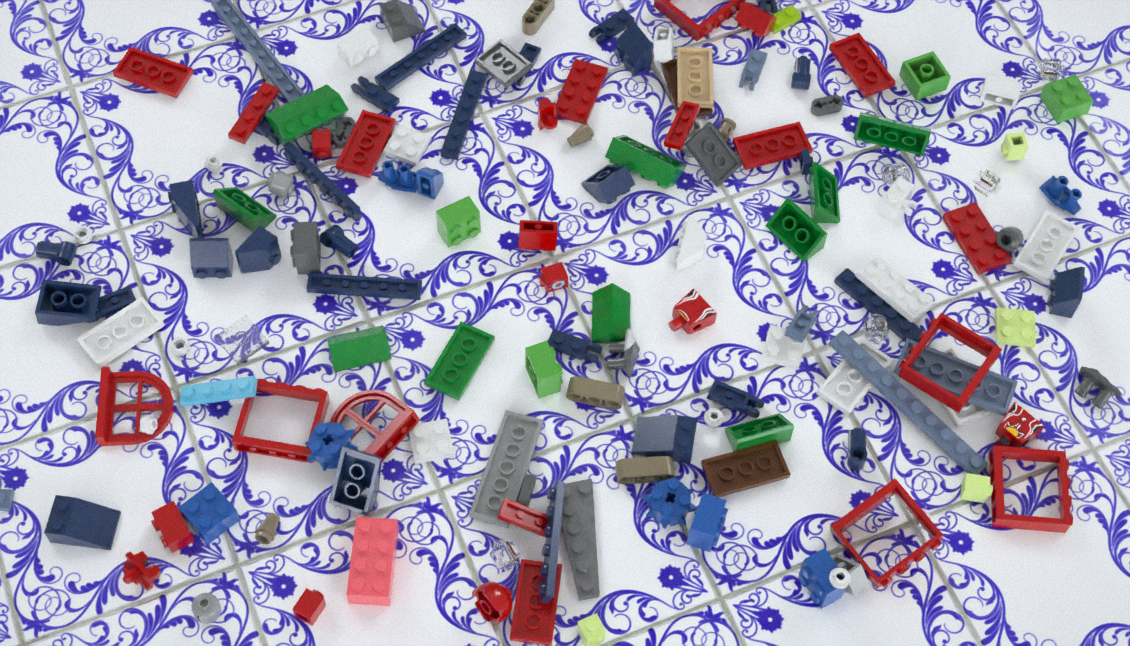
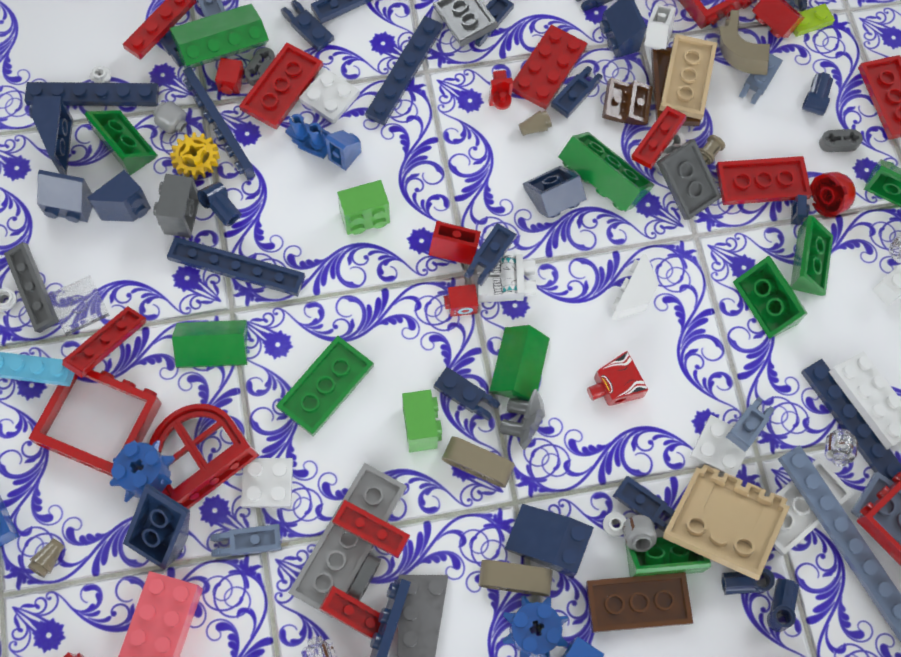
camera: 10 degrees right, 10 degrees up
(200, 332) = (31, 287): none -> dark grey plate
(213, 177) = (96, 93): none -> dark blue plate
(274, 359) = (104, 341): none -> red tile
(309, 208) = (194, 155): none -> yellow gear
(426, 485) = (248, 541): none -> sand blue hinge
(523, 454) = (371, 529): none -> red plate
(569, 235) = (491, 252): none -> dark blue hinge
(583, 254) = (508, 280): none -> white hips
(607, 107) = (575, 92): none -> dark blue hinge
(650, 107) = (627, 102): none -> reddish brown slope
(733, 53) = (740, 54): none -> dark tan arch
(734, 418) = (639, 533): none -> light grey head
(799, 394) = (727, 521): none -> tan hinge
(824, 437) = (738, 583): none -> dark blue piece
(828, 144) = (832, 193): none -> red cylinder

